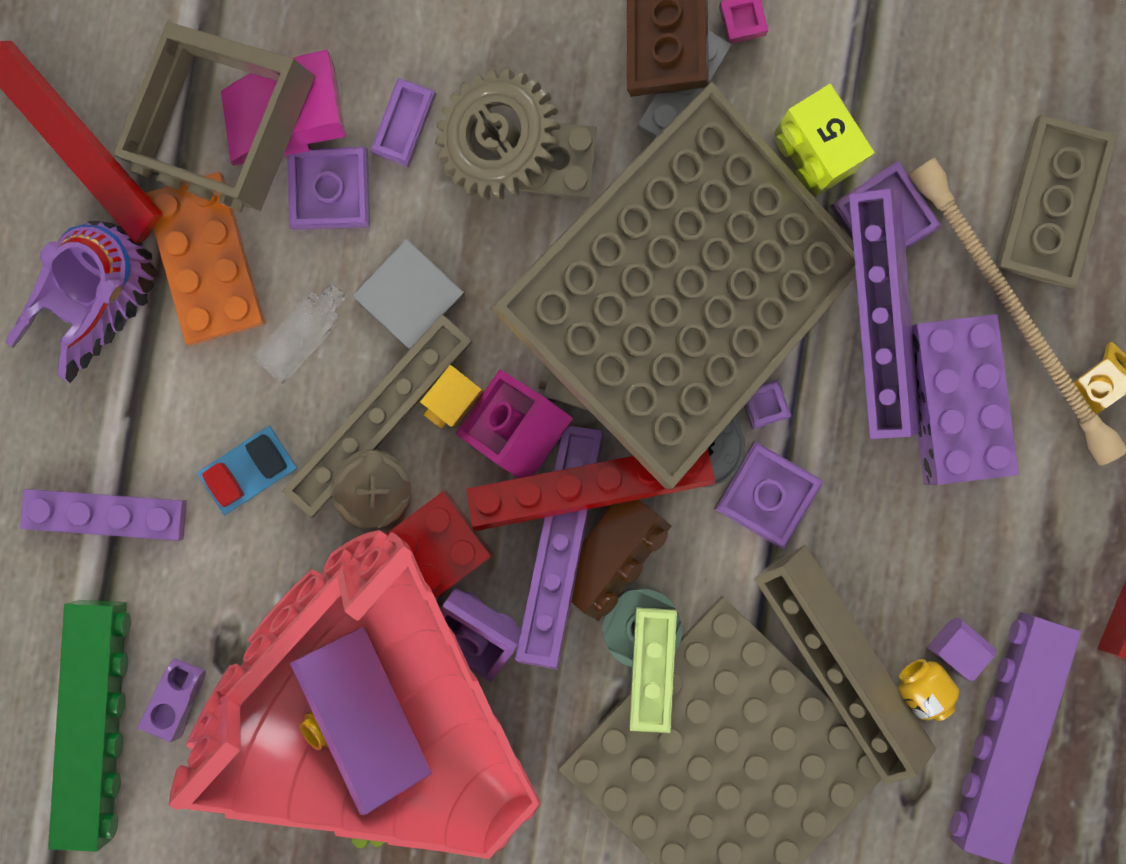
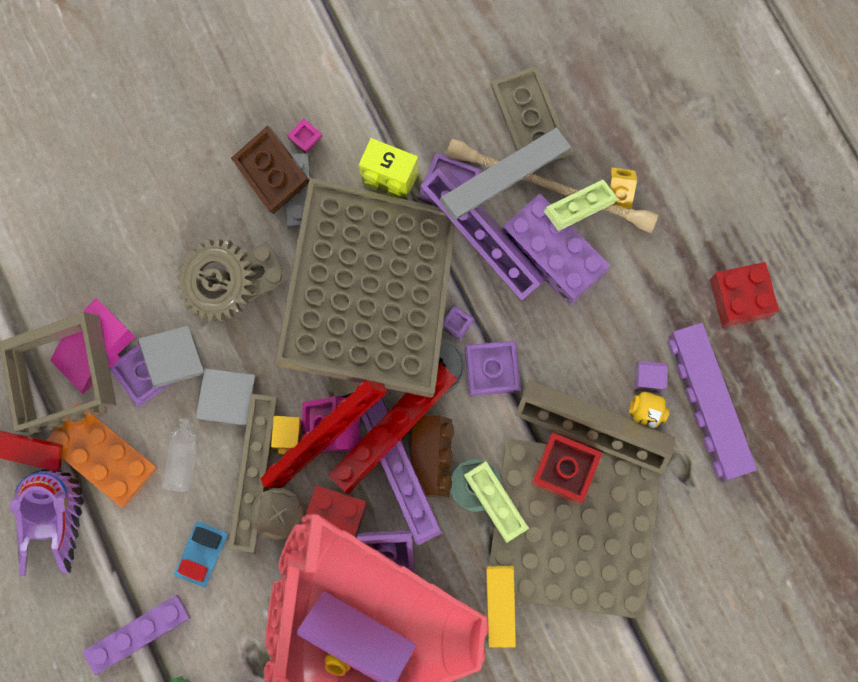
camera: 30 degrees left, 10 degrees down
(373, 193) = (170, 356): none -> light grey tile
(403, 122) = (160, 308): medium lavender tile -> none
(508, 436) = (324, 434): none -> red plate
(568, 799) = (501, 606): none -> yellow tile
(771, 696) = (566, 468): none -> red brick
(971, 257) = (504, 174): none -> light grey tile
(1039, 367) = (580, 205): none -> yellowish green tile

